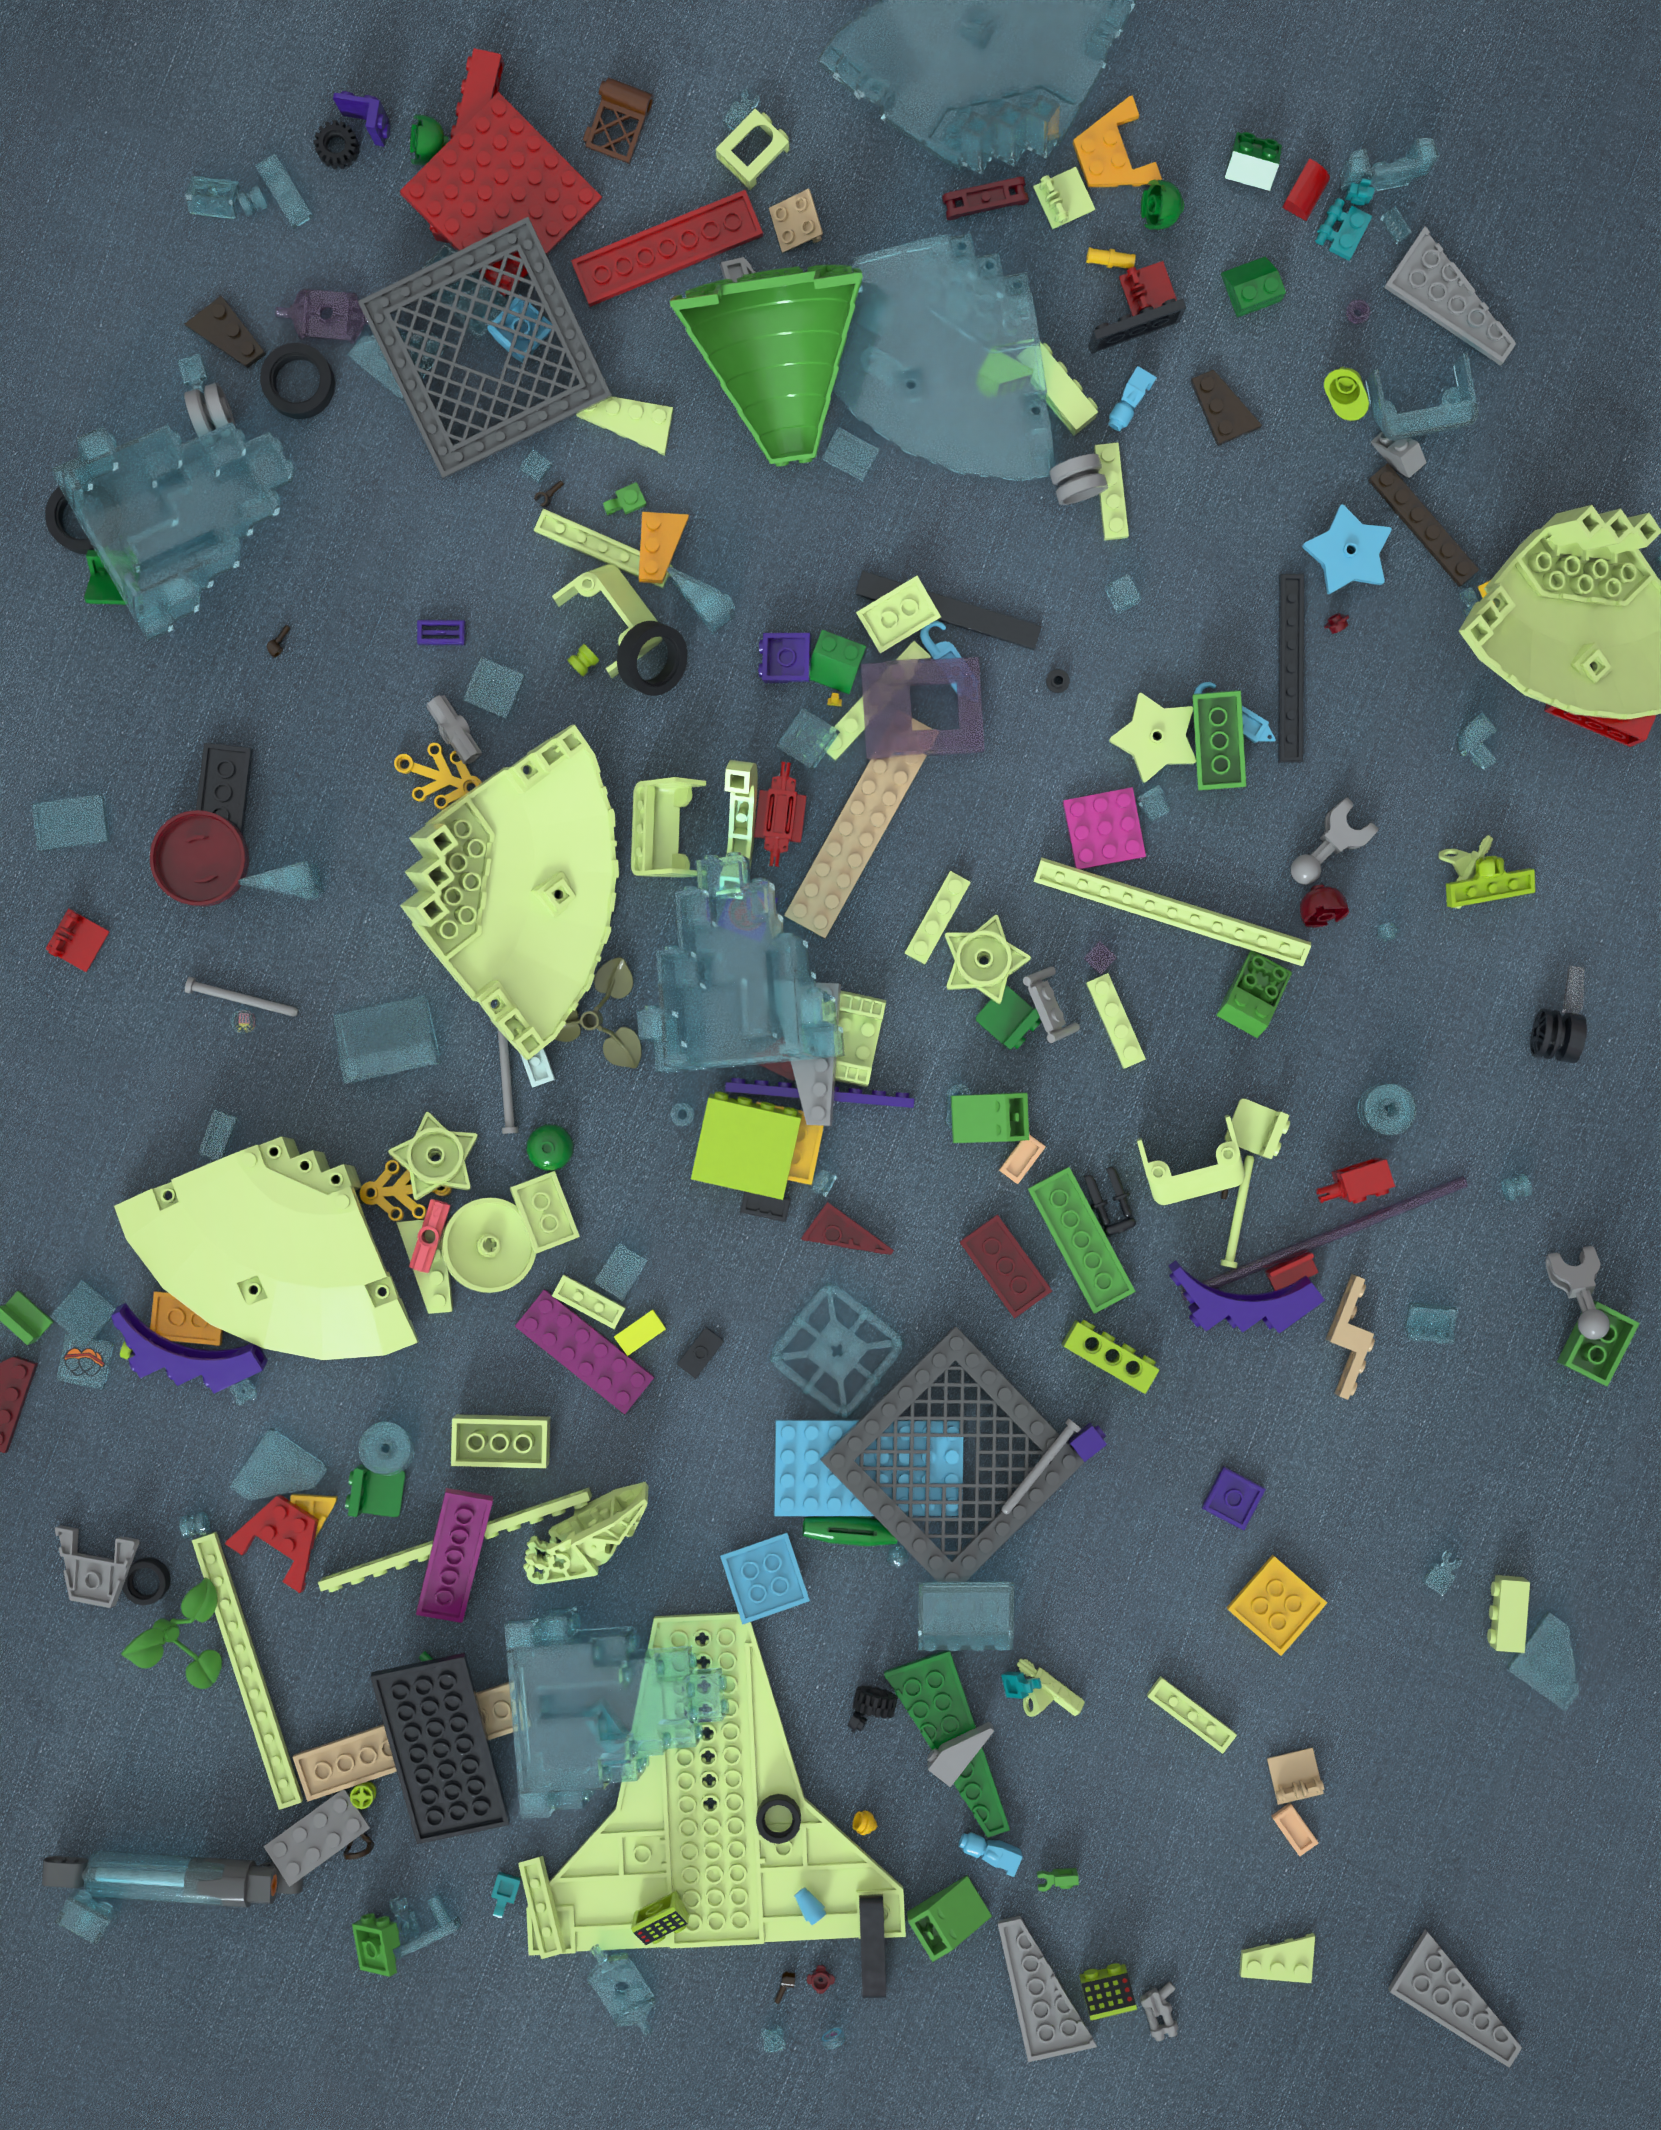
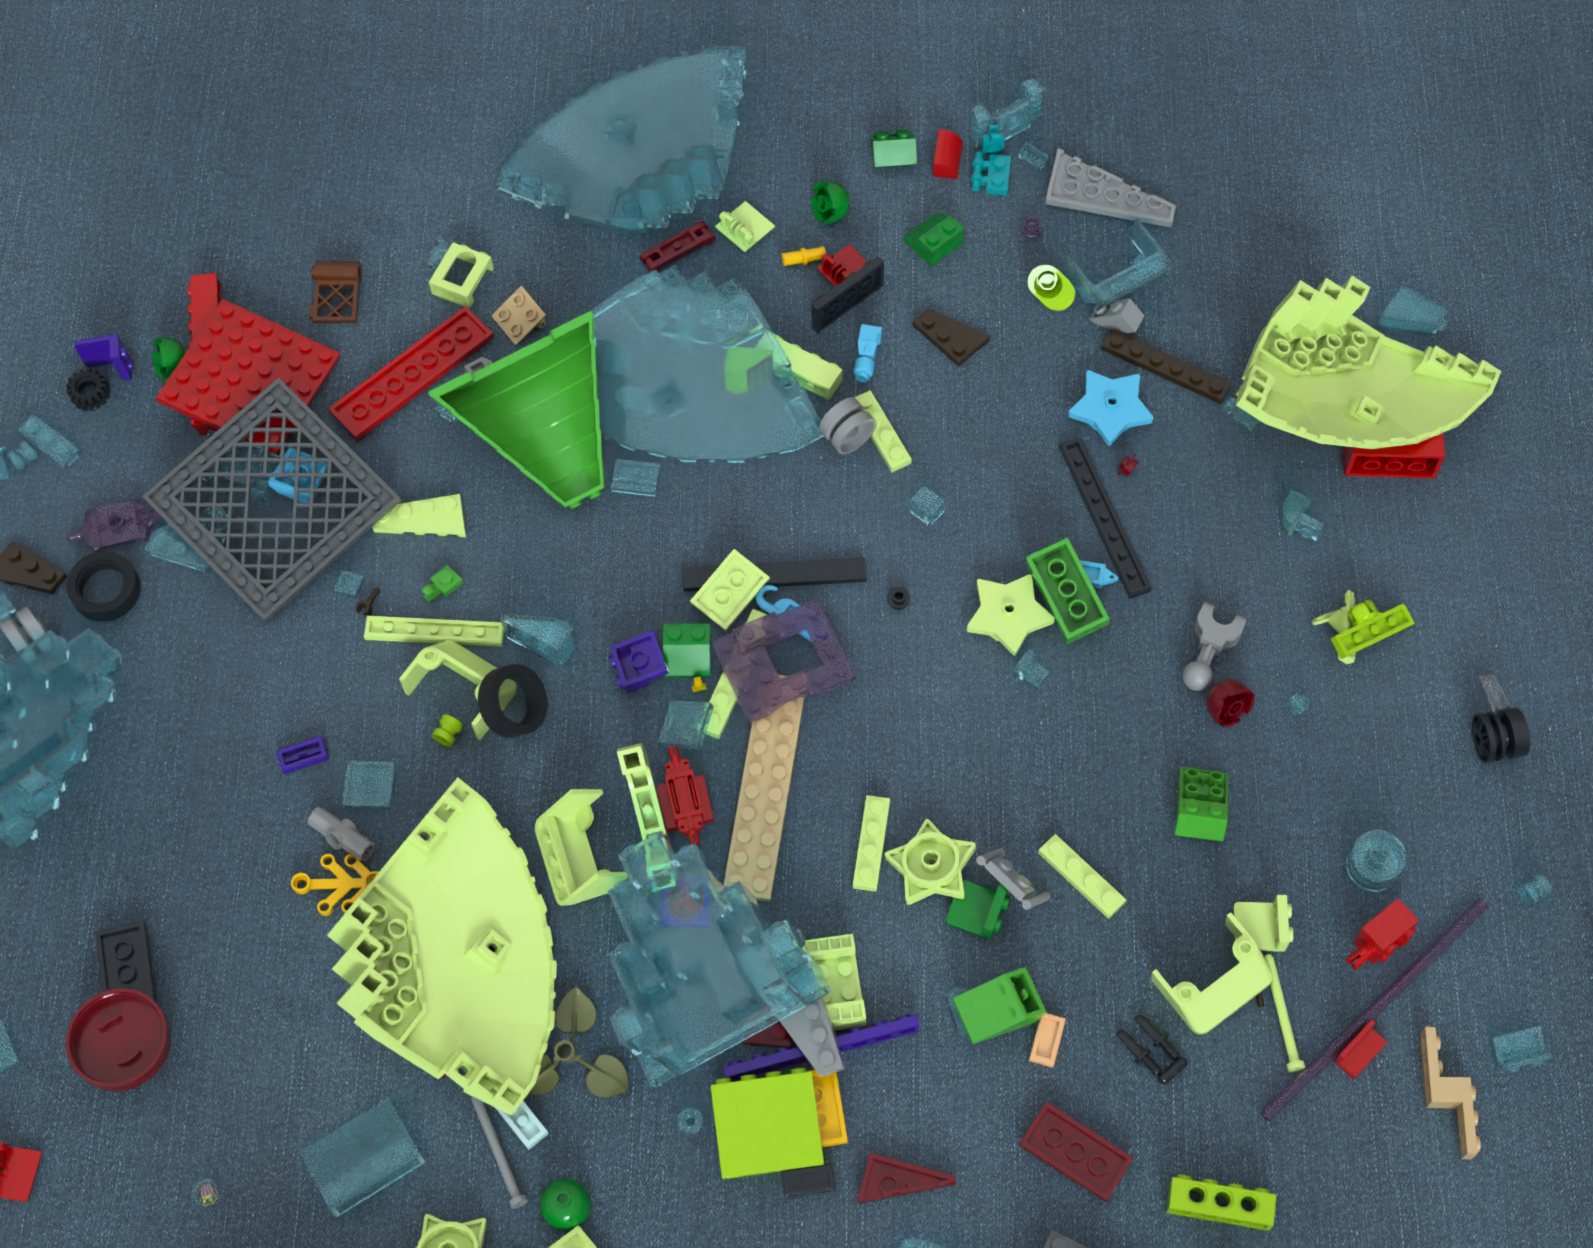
camera: 20 degrees left, 25 degrees down
(191, 985) = (145, 1174): light grey bar -> none
(273, 646) = (141, 821): dark brown hand -> none
(295, 880) = (215, 1031): clear light blue slope -> none
(658, 543) = (485, 606): light orange wing -> none
(823, 1182) = (859, 1134): clear light blue plate -> none
(1081, 1240) = (1140, 1097): bright green plate -> none
(1099, 957) = (1041, 822): clear purple plate -> none
(1104, 154) = (766, 186): light orange wing -> none
(1104, 828) = (995, 709): dark pink plate -> none
(1172, 911) = (1091, 757): yellowish green plate -> none
(1275, 1308) = (1298, 1111): dark purple arch -> none

